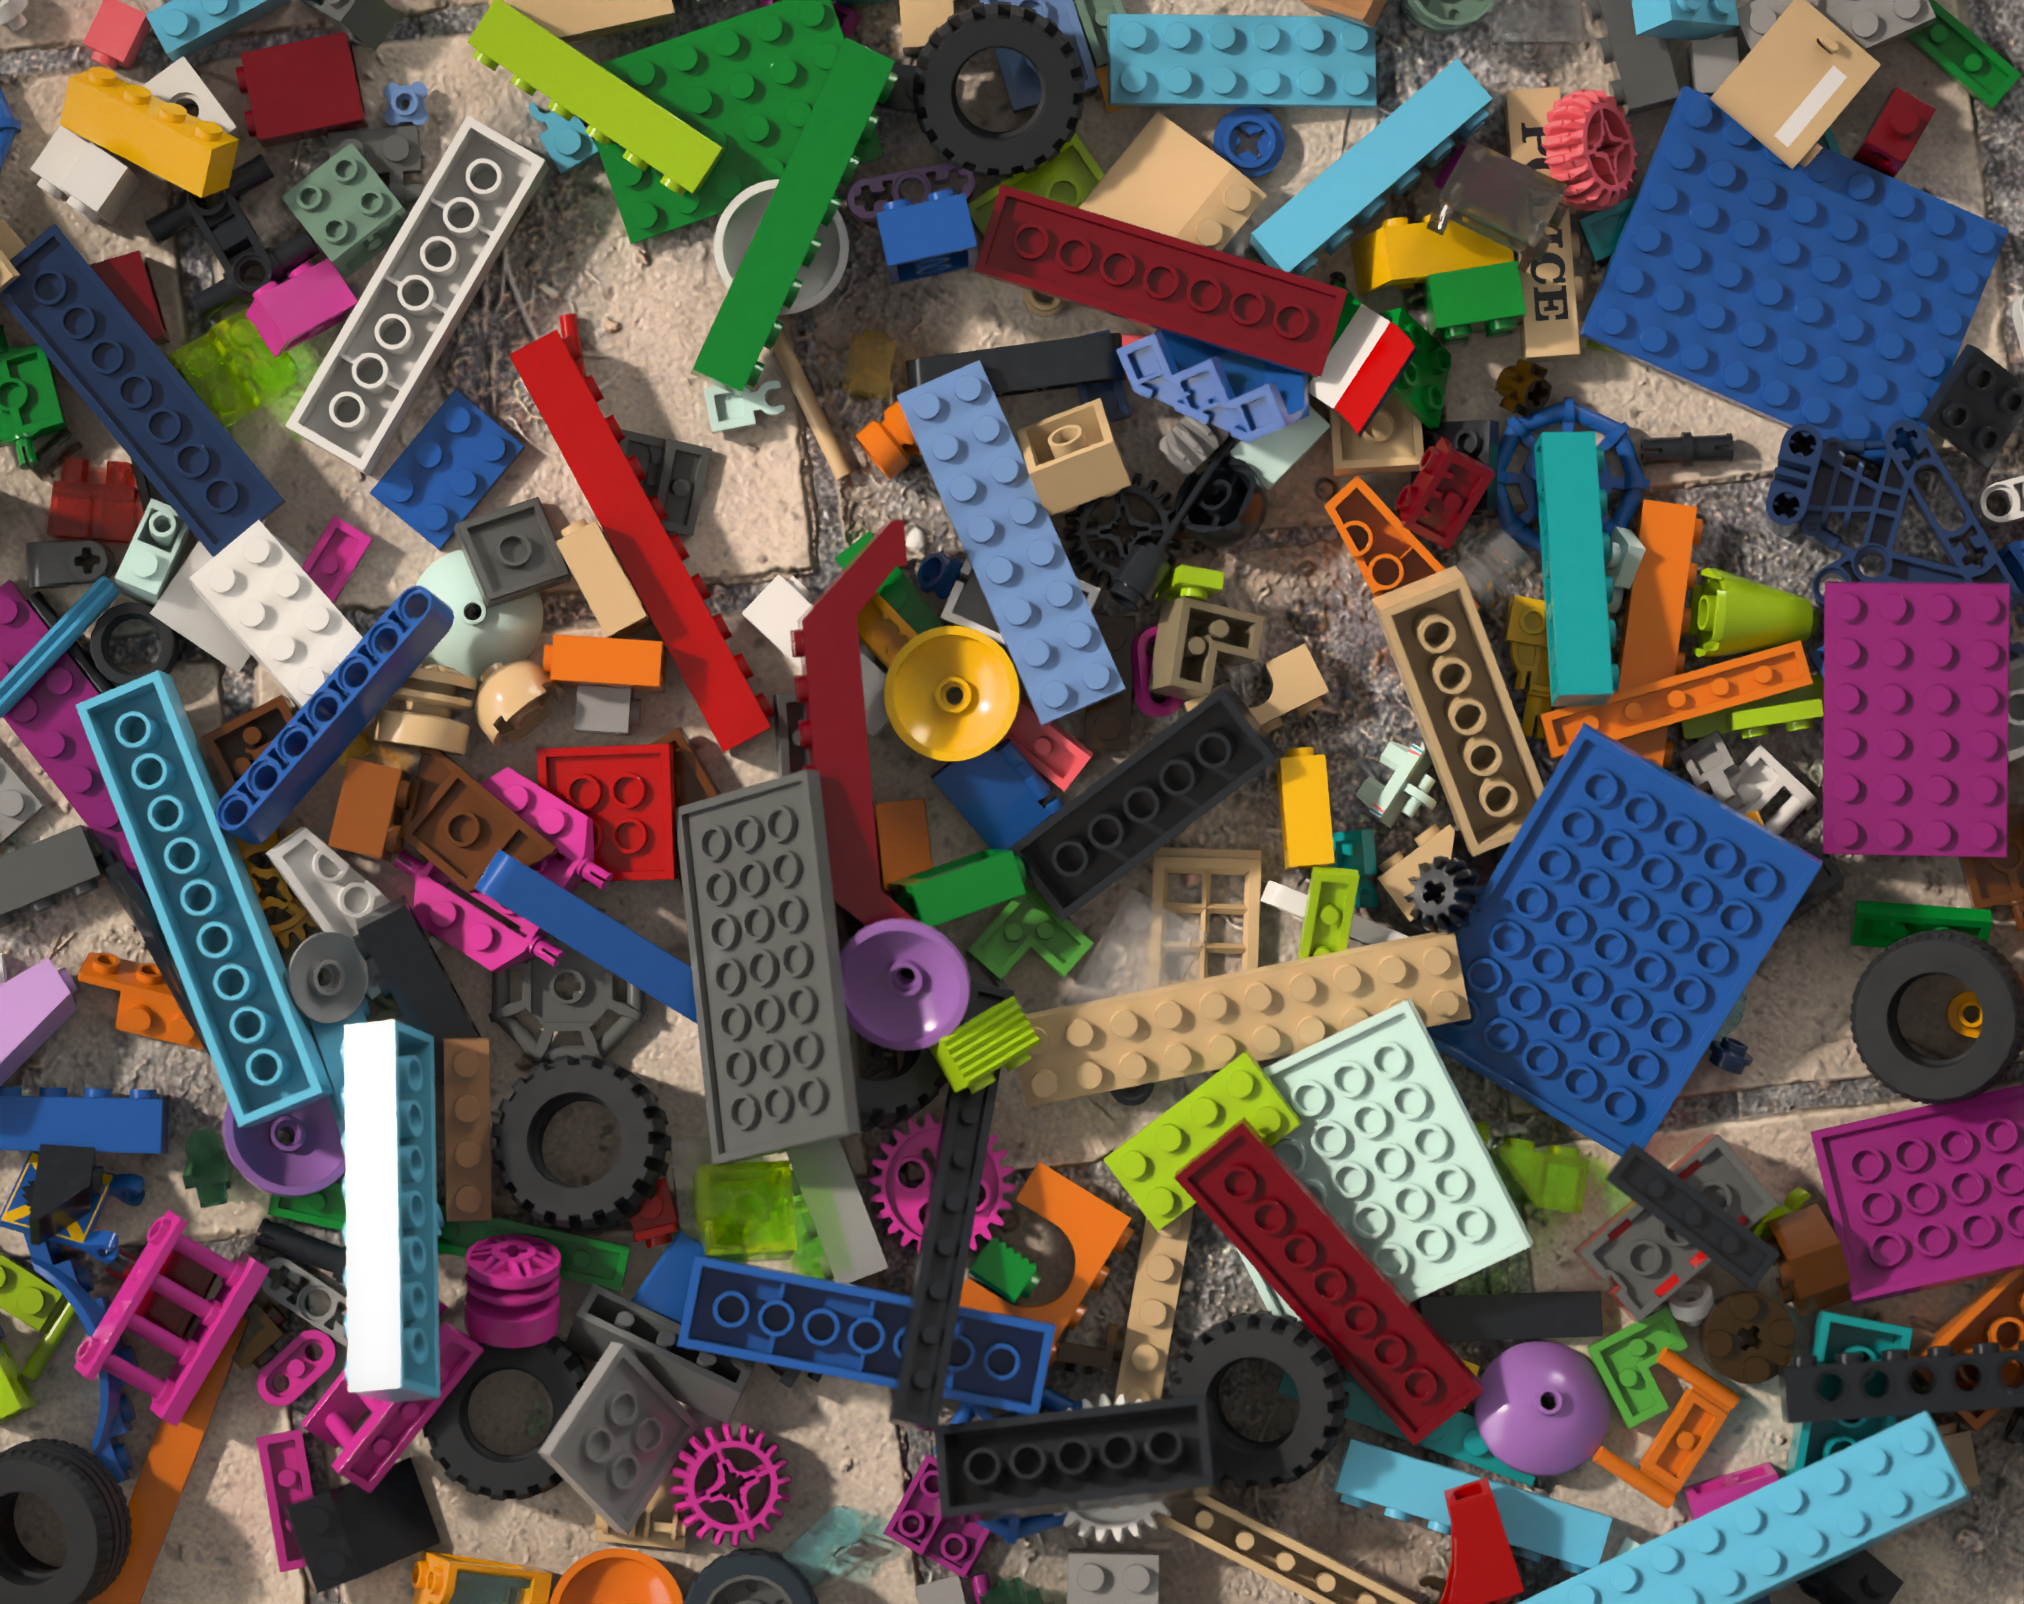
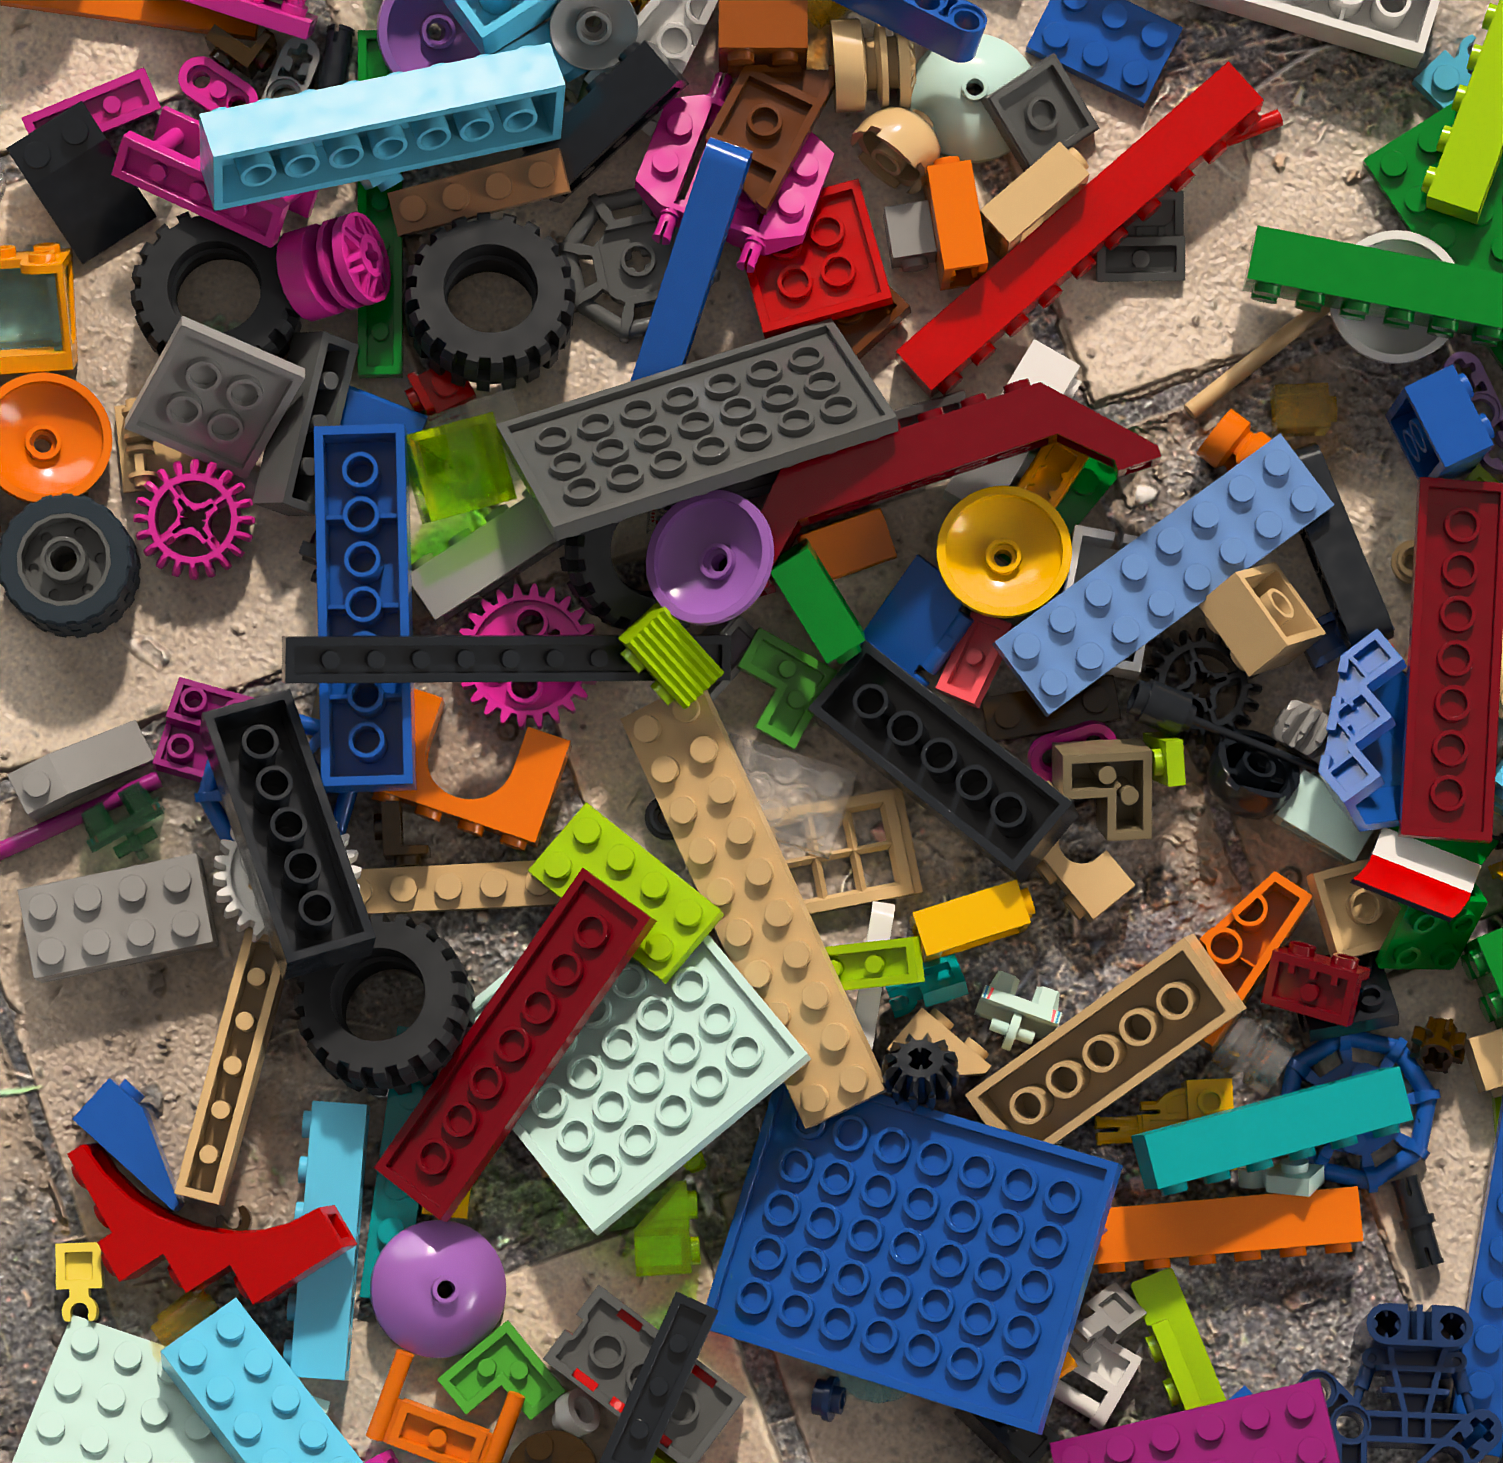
camera: 75 degrees right, 5 degrees down
(736, 412) = (1226, 295): light aqua plate -> none
(834, 1529) = (171, 627): clear light blue leg -> none
(939, 574) = (1118, 518): blue plate -> none
(1005, 1270) = (457, 732): green brick -> none
(1514, 1315) = (523, 1240): black tile -> none
(1682, 697) = (1173, 1268): orange plate -> none
(1745, 615) = (1267, 1316): lime cone -> none

